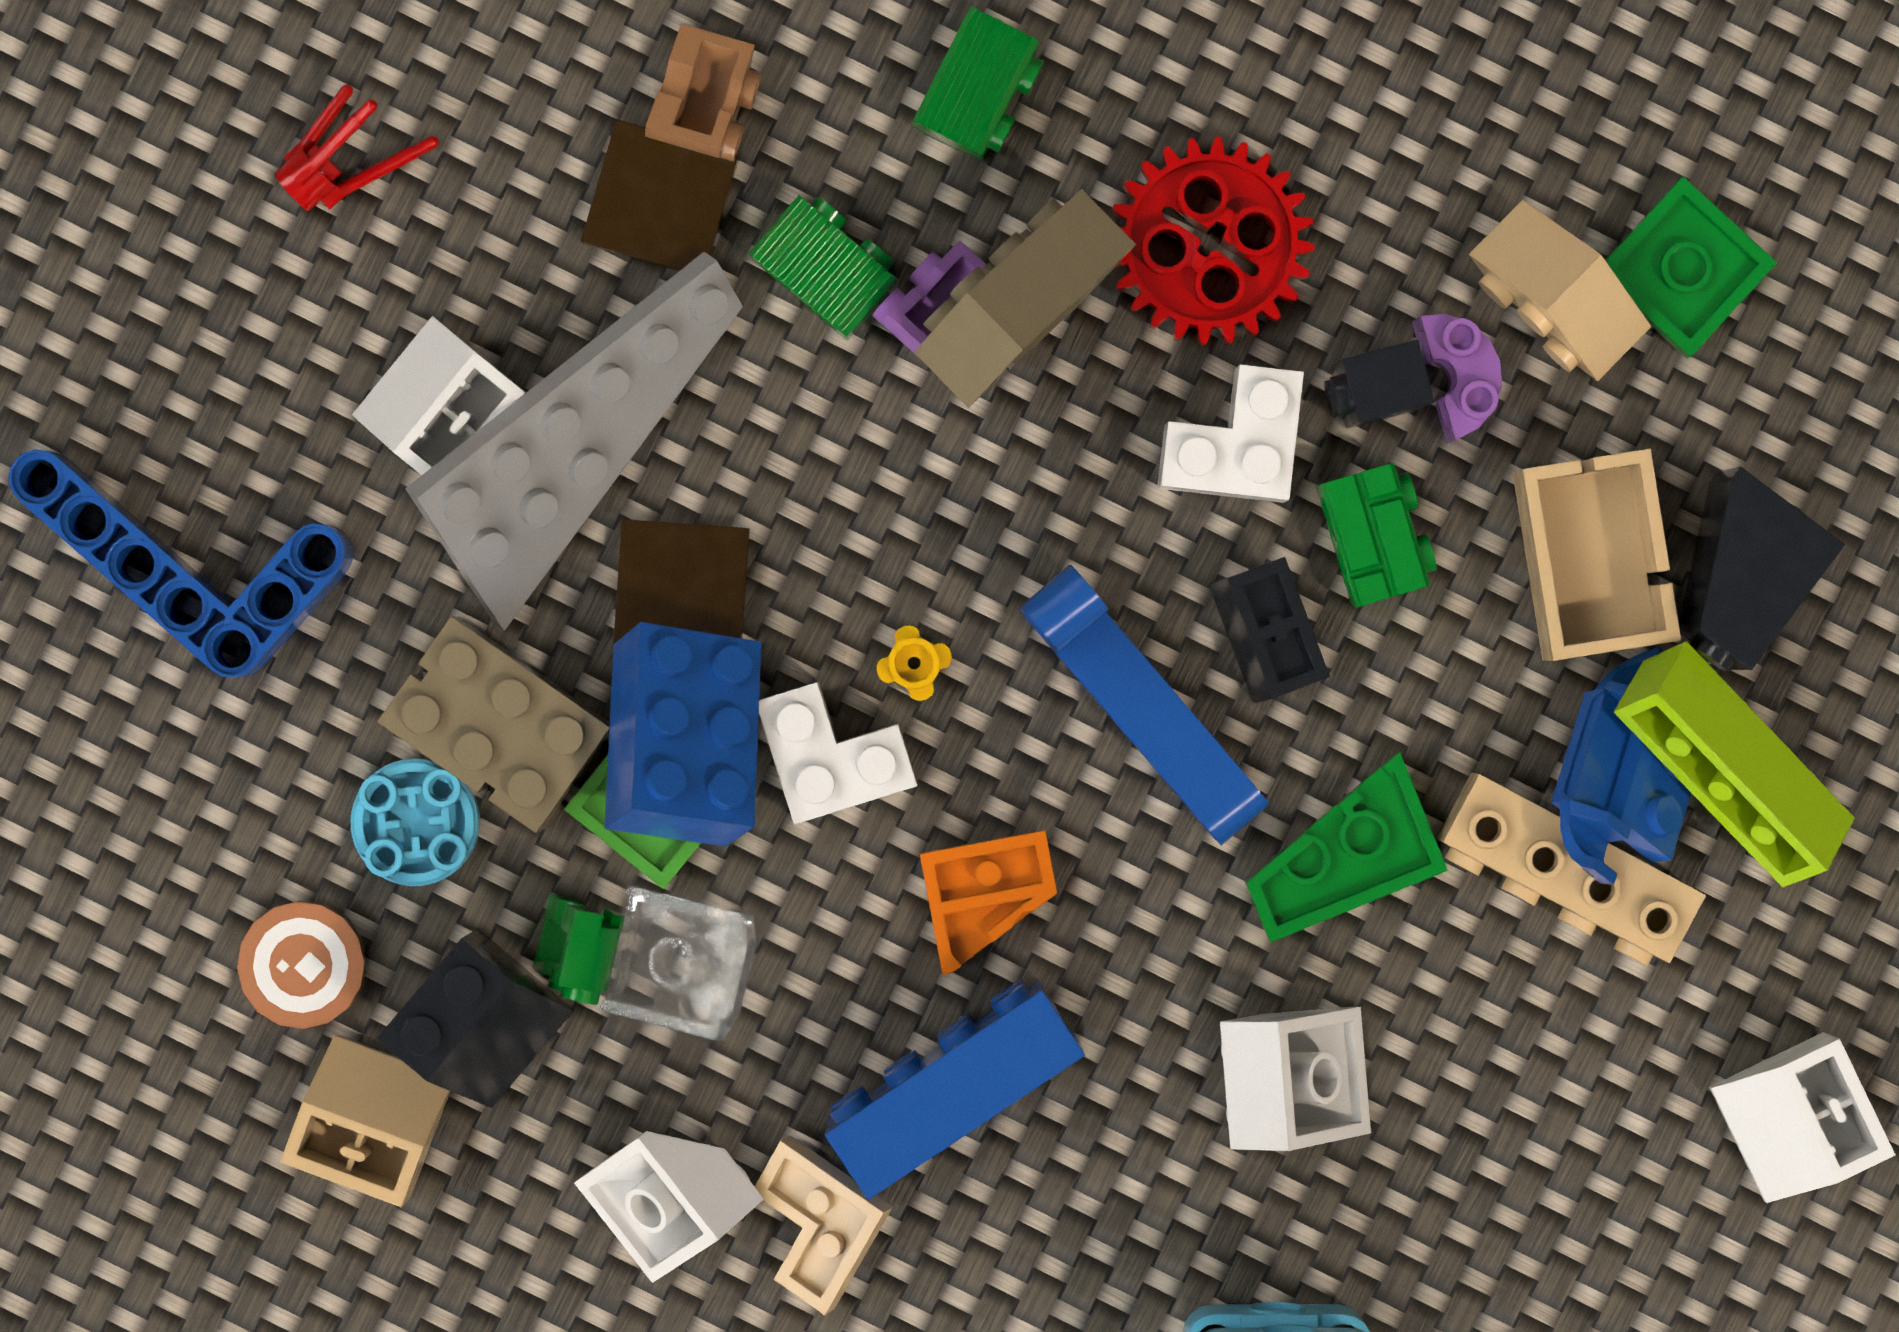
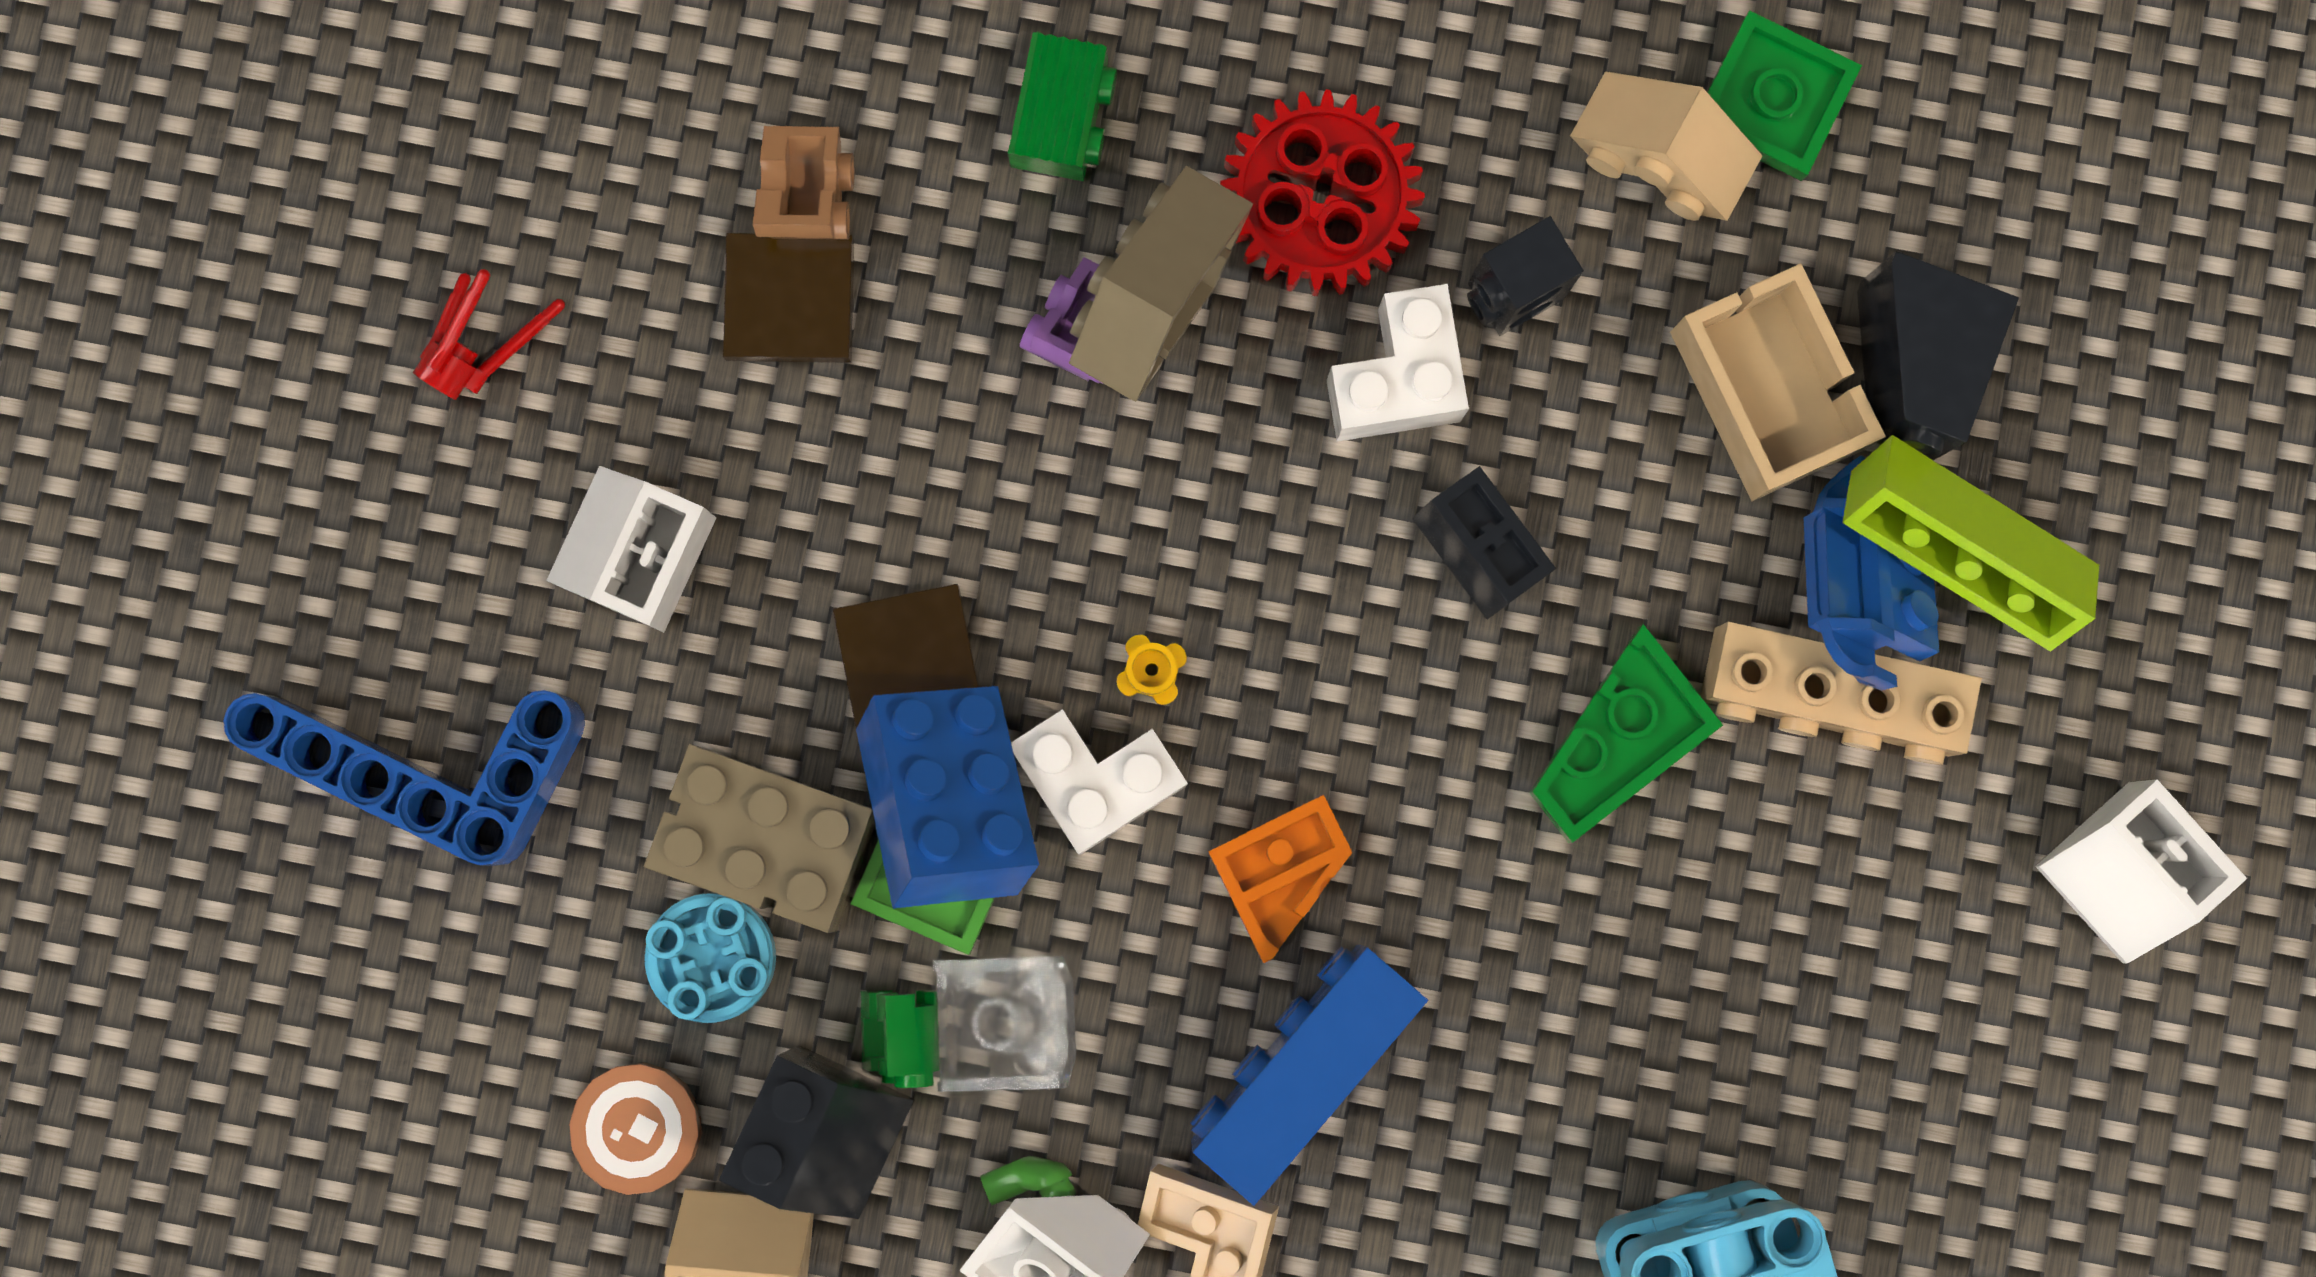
camera: 15 degrees left, 5 degrees down
(545, 462) = (740, 574): light grey wing -> none
(665, 1111) = (1028, 1174): none -> bright green arm
(824, 265) = (961, 314): green brick -> none
(1143, 704) = (1377, 644): blue beam -> none
(1295, 1078) = (1634, 970): white slope -> none
(1376, 535) = (1558, 423): green brick -> none
(1470, 367) = (1603, 244): medium lavender cylinder -> none

